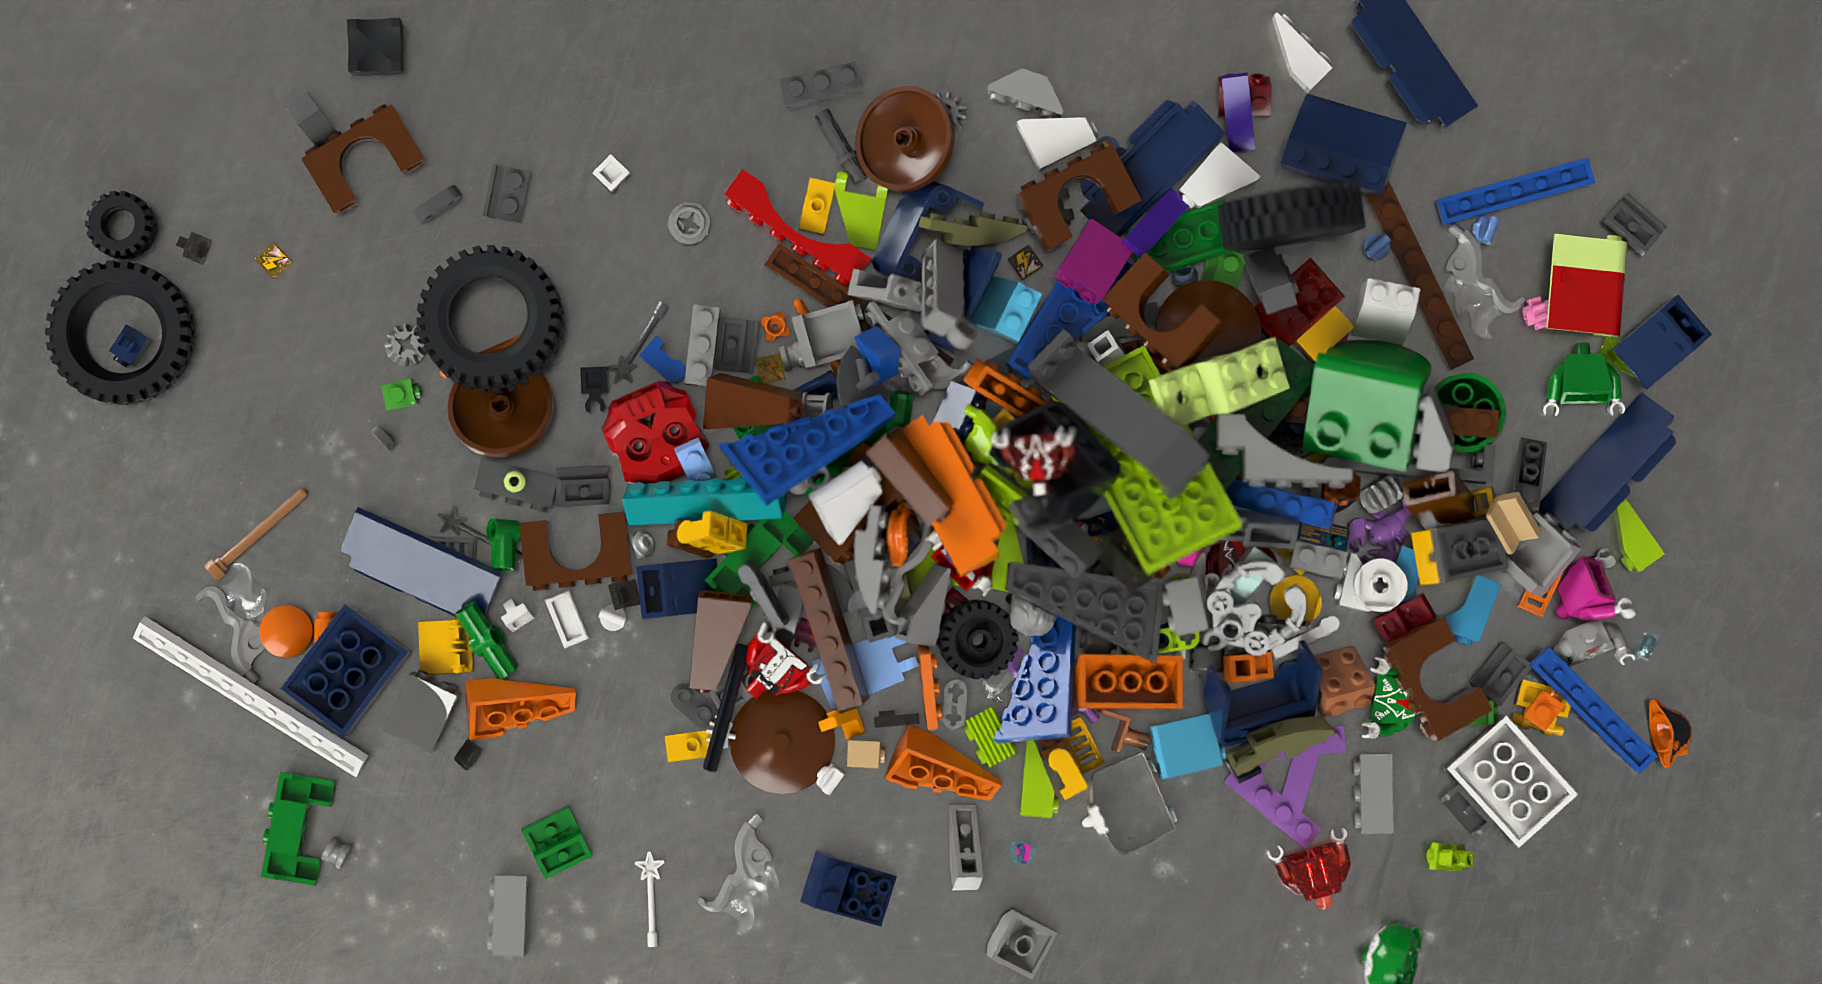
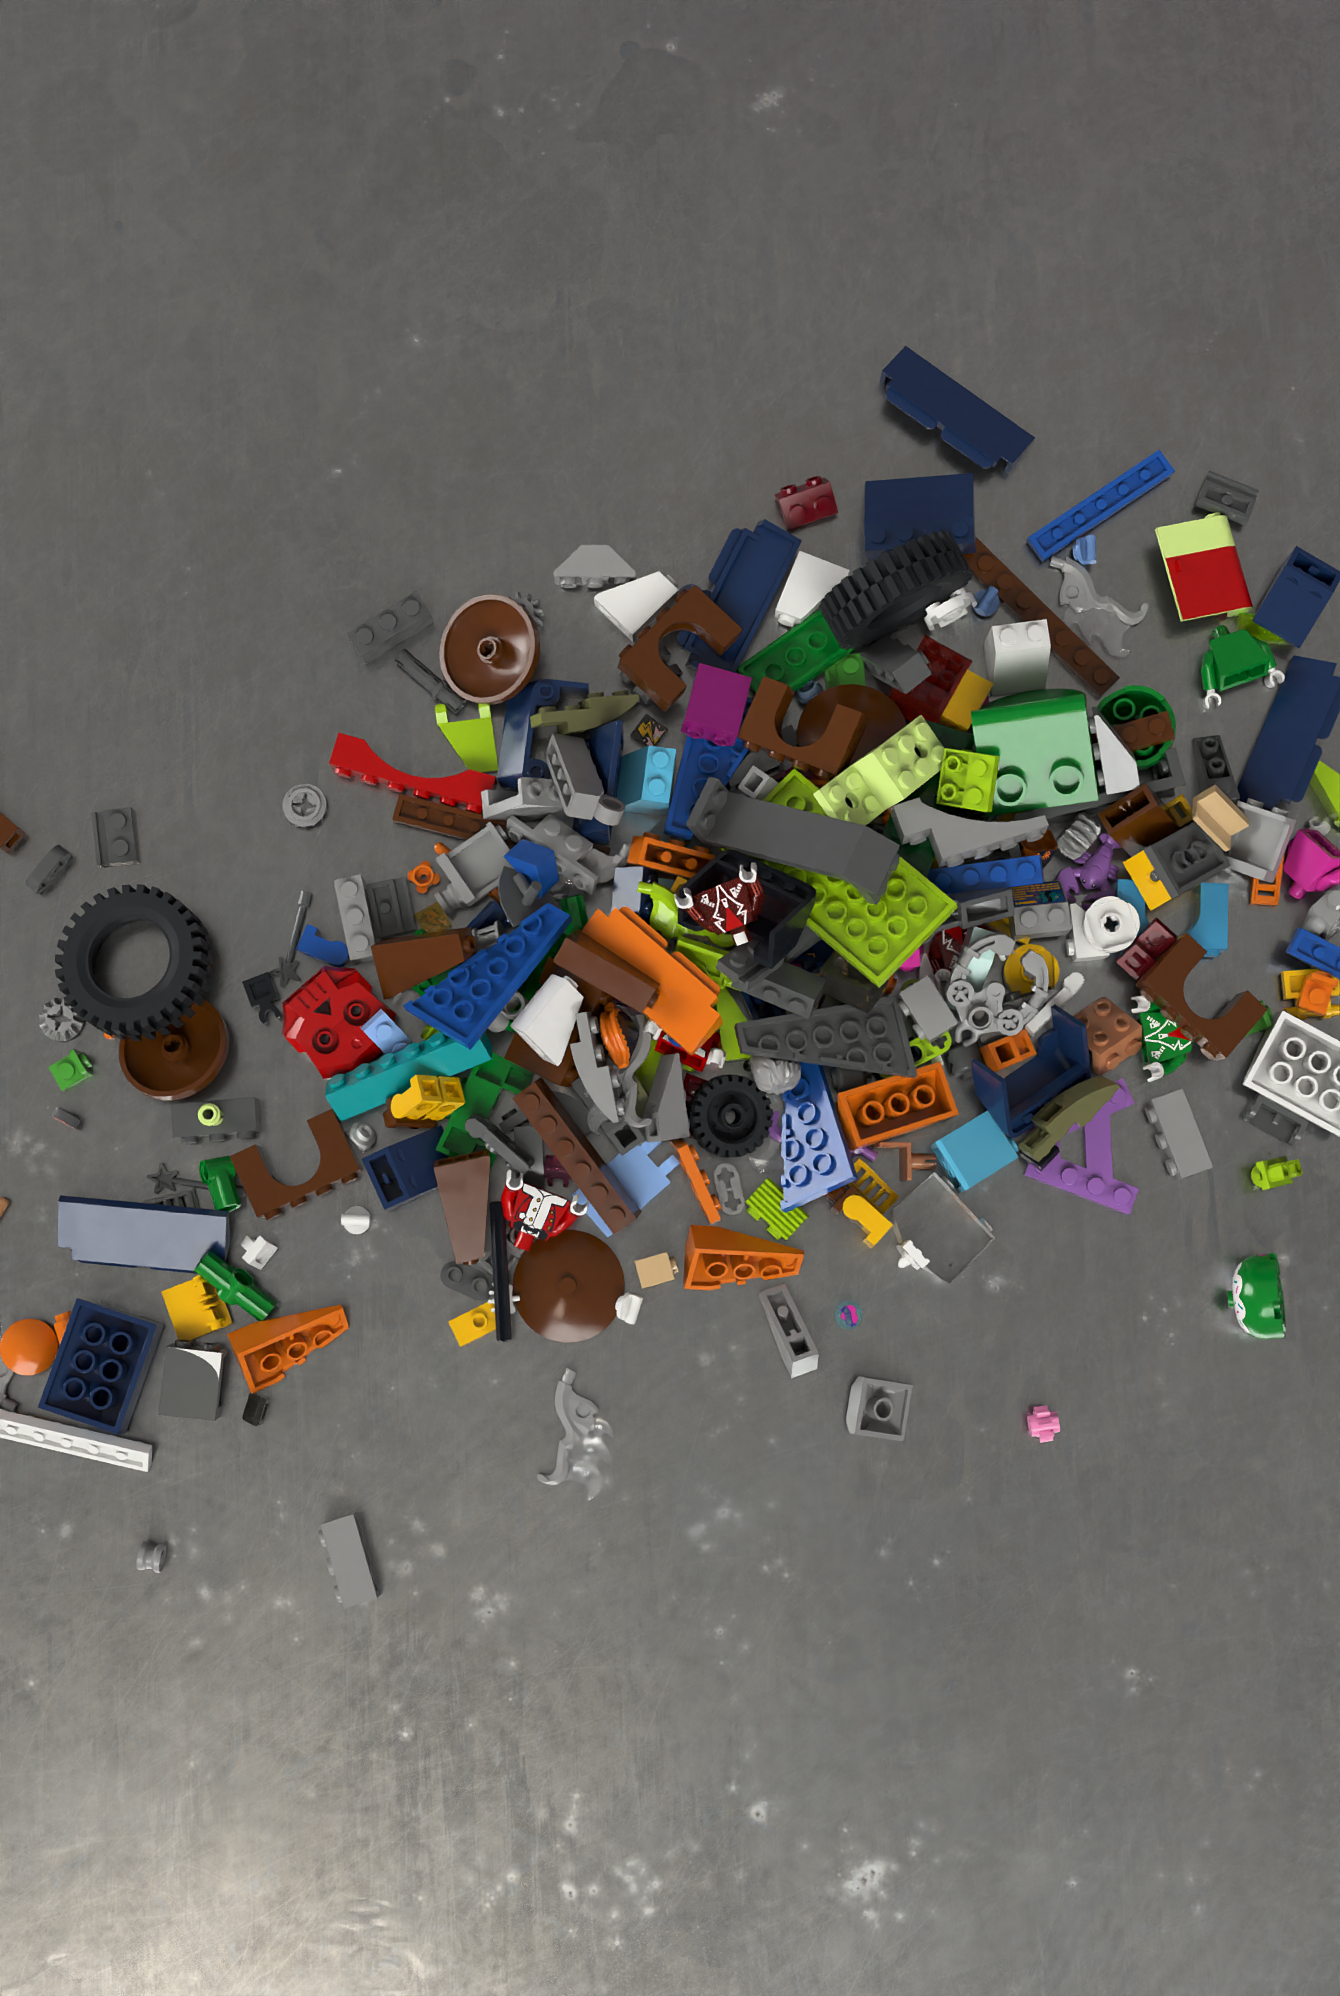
camera: 15 degrees left, 5 degrees down
(288, 827) = (93, 1547): green bracket -> none
(556, 842) = (374, 1468): green slope -> none
(566, 618) = (310, 1237): white tile -> none
(582, 486) = (281, 1098): dark grey plate -> none
(611, 173) = (210, 781): white tile -> none
(624, 594) = (360, 1192): clear smoke plate -> none
(650, 870) = (479, 1464): white piece -> none
(817, 206) = (425, 747): yellow plate -> none
(848, 889) = (685, 1413): dark blue slope -> none
(849, 721) = (629, 1242): light orange bracket -> none
(888, 718) = (669, 1226): clear smoke plate -> none
(1037, 790) = (840, 1245): lime slope -> none
(1155, 223) = (763, 648): dark purple tile -> none
(1238, 112) = (806, 516): dark purple tile -> none
(1294, 412) = (967, 779): none -> lime plate
(1301, 59) = (849, 449): white slope -> none
(1316, 871) = (1149, 1232): clear red torso -> none
(1342, 245) = (949, 610): none -> white plate
(1501, 673) = (1260, 972): dark grey plate -> none
(1536, 312) = (1164, 612): bright pink gear -> none

